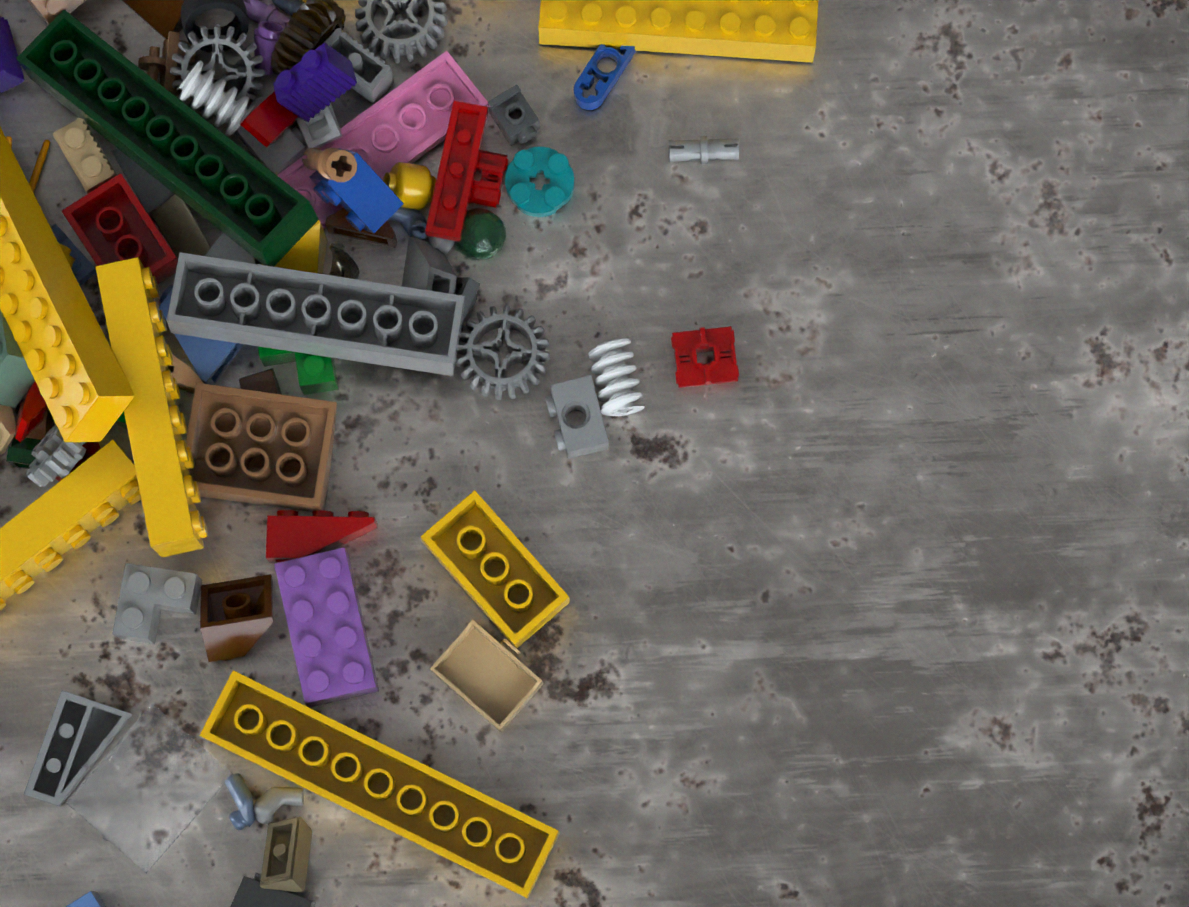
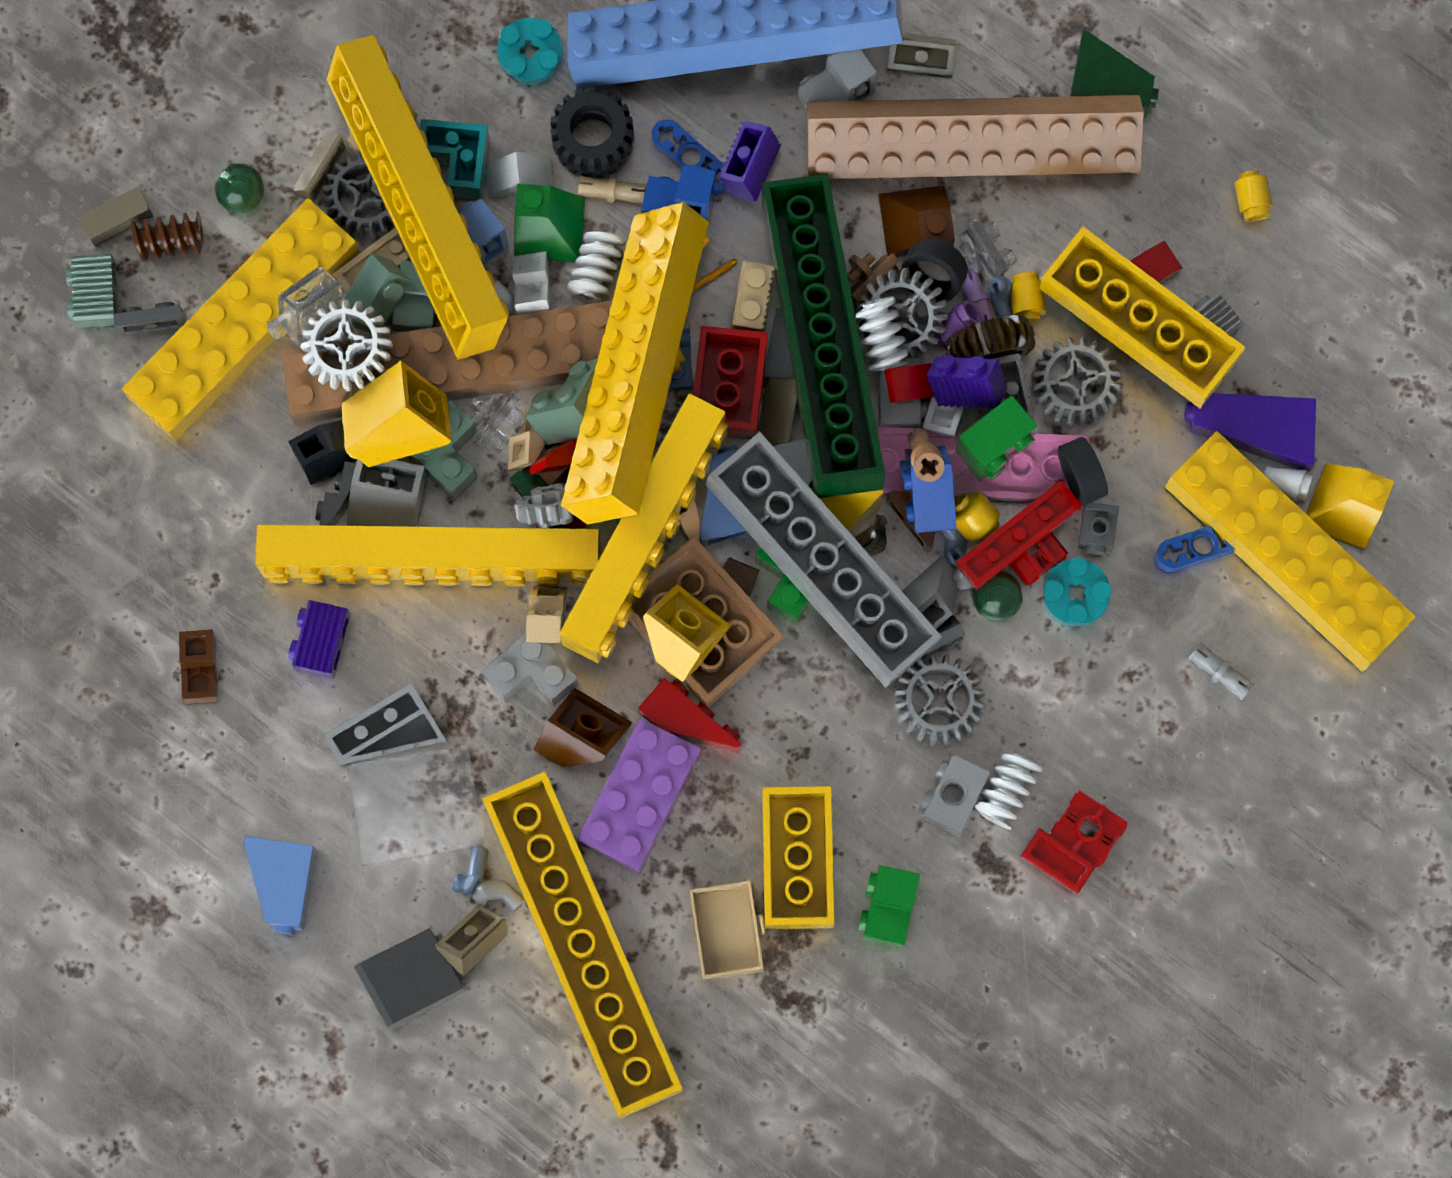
camera: 40 degrees right, 0 degrees up
(128, 544) = (546, 614): none -> tan slope
(251, 465) = (682, 632): none -> yellow slope
(372, 109) = (991, 439): none -> green brick
(465, 78) = (1082, 471): none -> black tyre
(601, 545) = (891, 906): none -> green brick
(702, 402) = (1058, 861): none -> red plate

